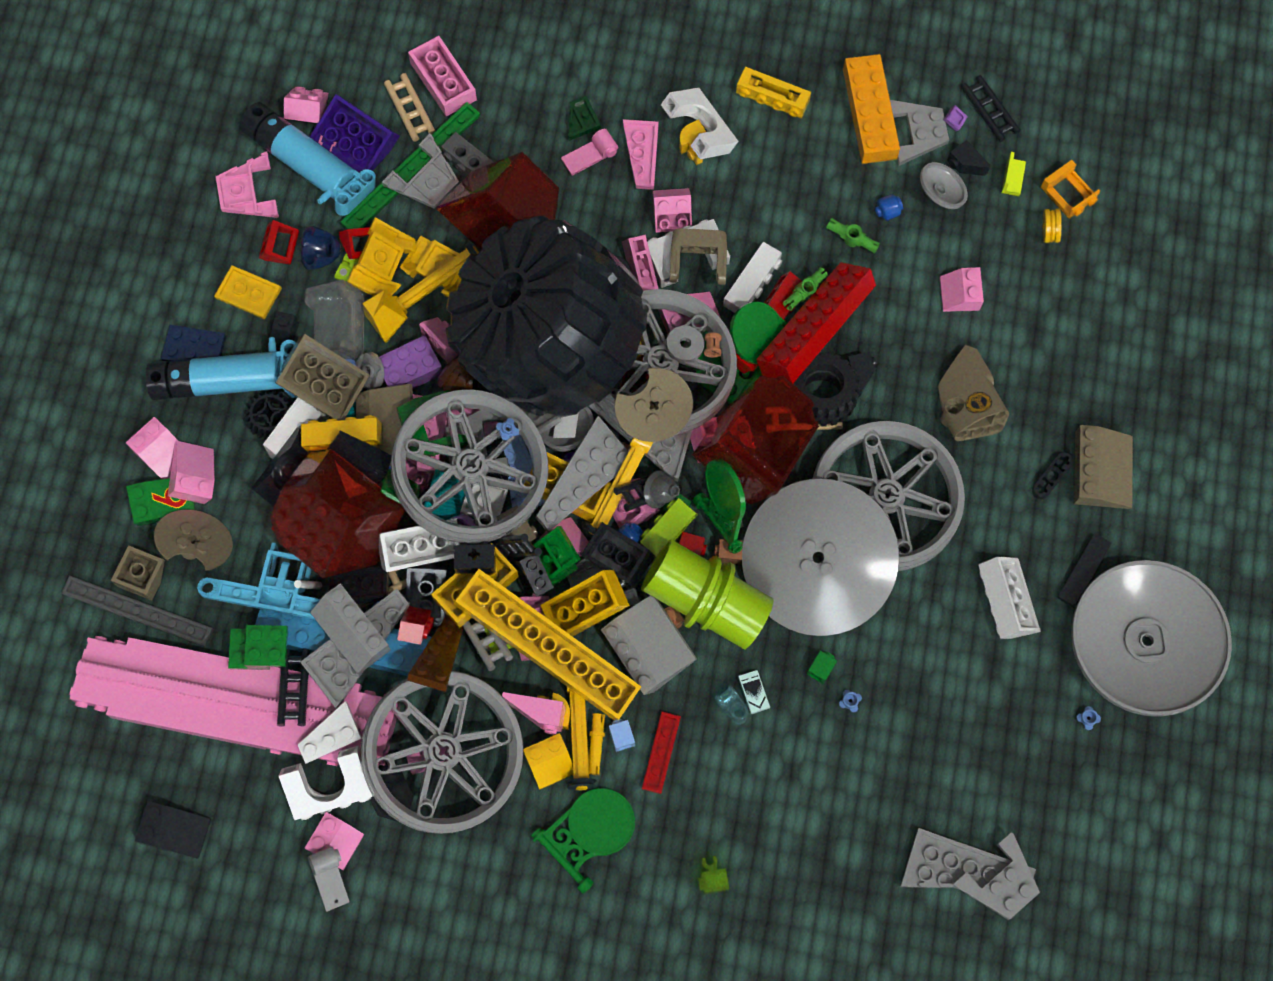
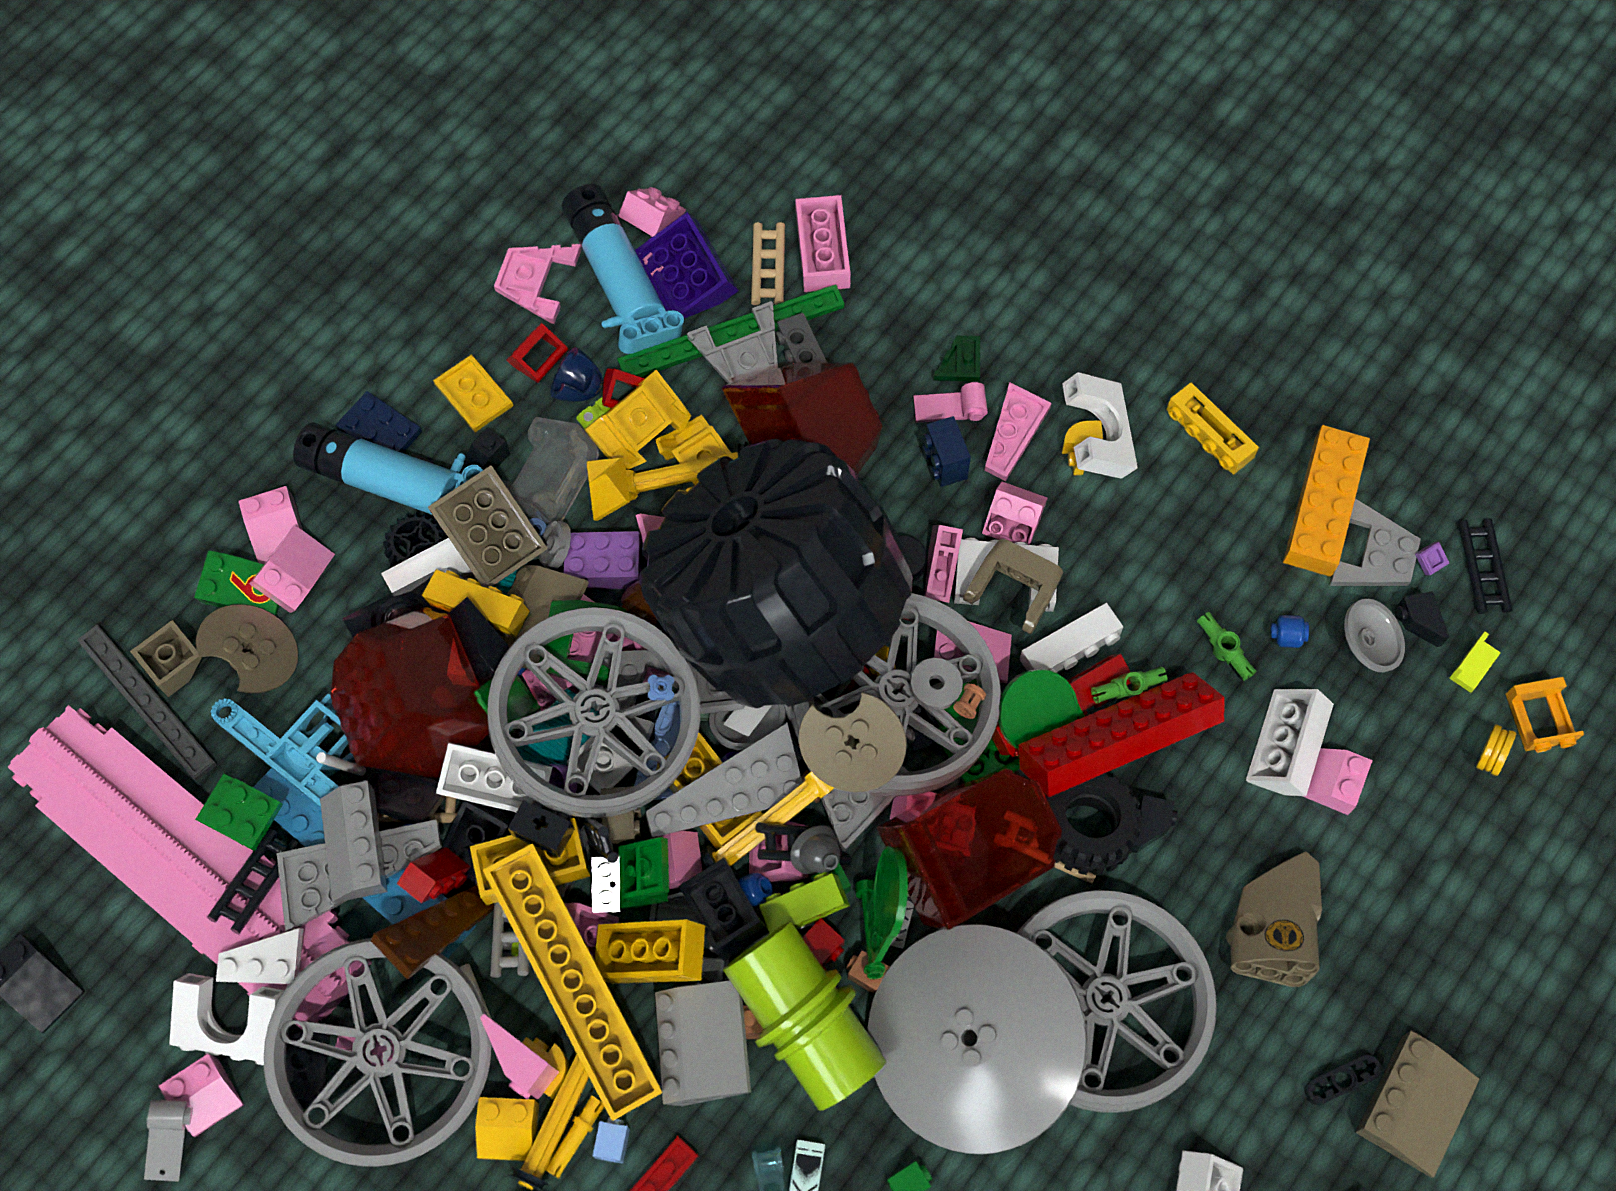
camera: 30 degrees right, 5 degrees down
(606, 186) = (946, 452): none -> dark blue brick
(922, 279) = (1290, 741): none -> white slope

